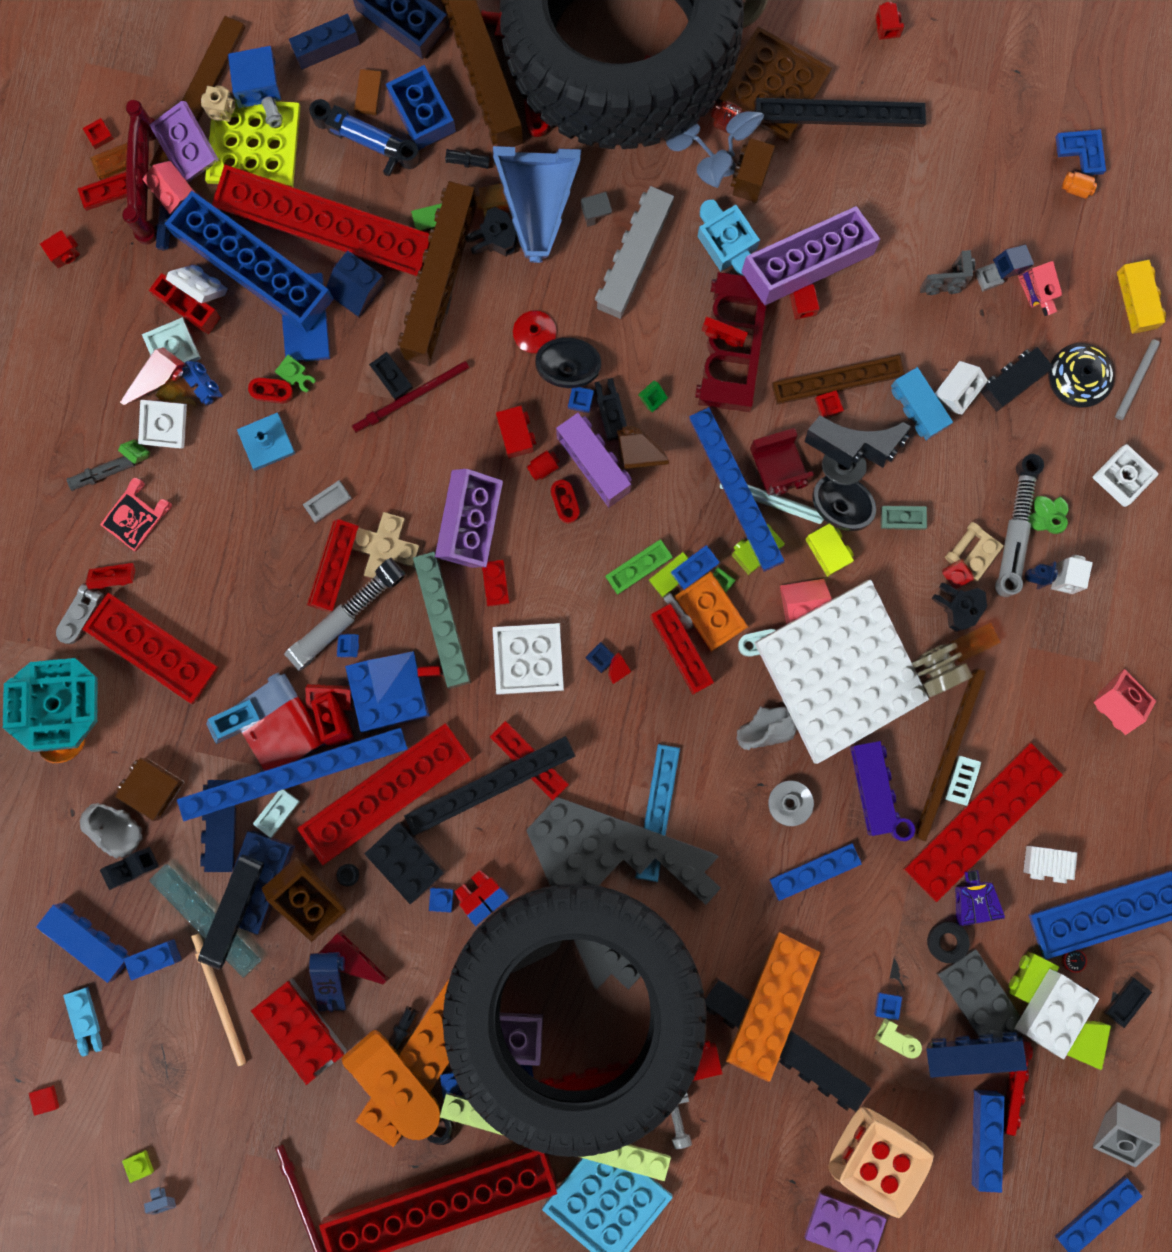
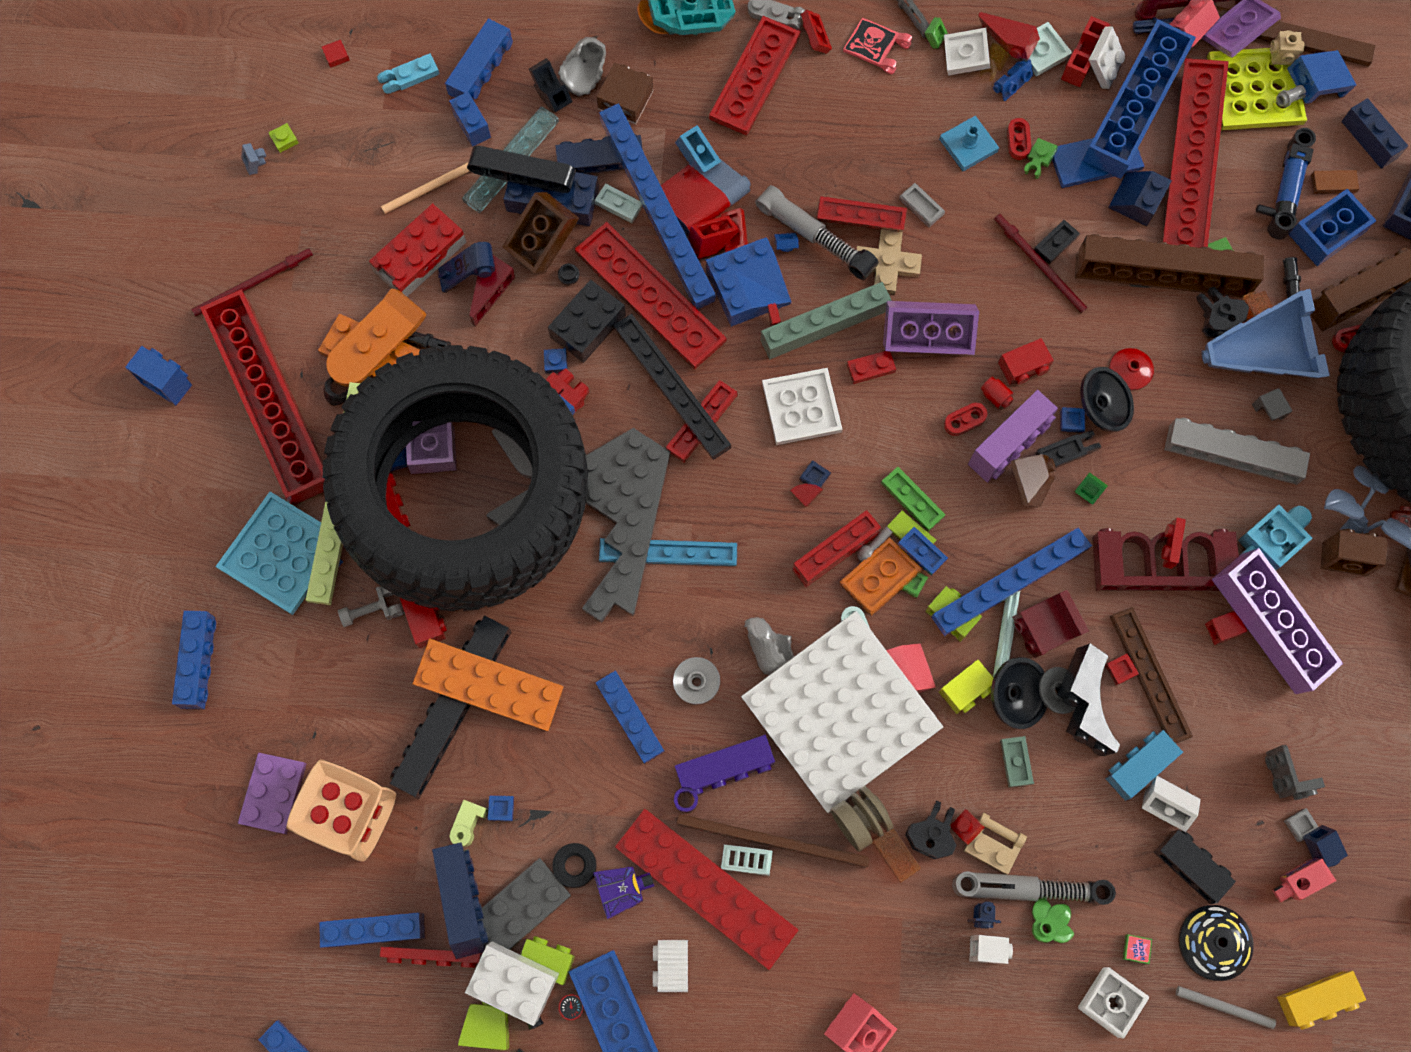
camera: 80 degrees right, 10 degrees down
(1080, 444) = (1137, 949): none -> tile

